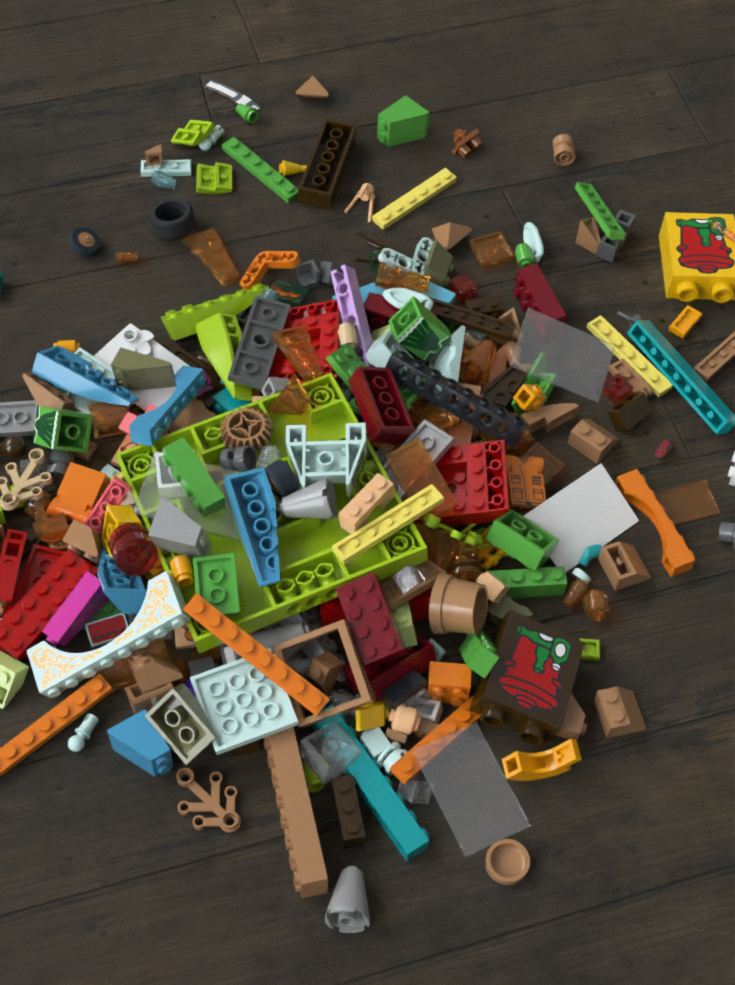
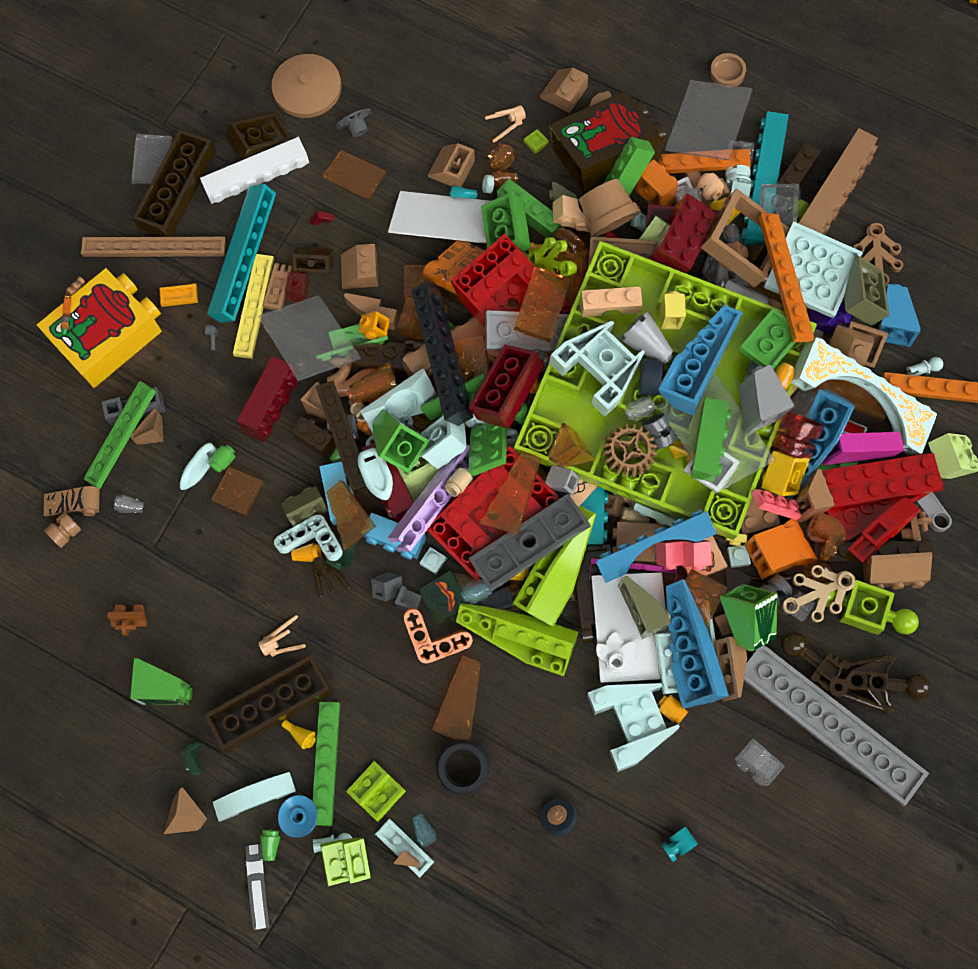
camera: 125 degrees left, 15 degrees up
(84, 326) = (638, 719): none -> light aqua wedge
(123, 257) = (536, 768): clear orange pin -> none
(245, 132) = (289, 814): none -> dark azure dish
(281, 126) = (253, 796): none -> light aqua slope
(312, 532) = (672, 310): none -> light yellow piece
(338, 112) = (192, 763): none -> clear green bracket
(349, 903) = (847, 121): light grey cone -> none
(387, 524) = (609, 276): light yellow plate -> none
(404, 688) = (702, 195): black tile -> none
(406, 249) = (306, 553): none -> light orange cone
(408, 578) = (628, 241): clear panel -> none
(414, 198) = (235, 603): light yellow plate -> none
(450, 234) = (254, 534): medium nougat slope -> none
(463, 288) = (303, 472): clear red brick -> none
(540, 765) = (658, 105): light orange arch -> none
(547, 191) = (126, 504): none -> clear cone
(576, 169) = (78, 499): none -> medium nougat door
(630, 653) = (515, 114): none -> light nougat plant
(676, 555) = (409, 145): orange arch -> none

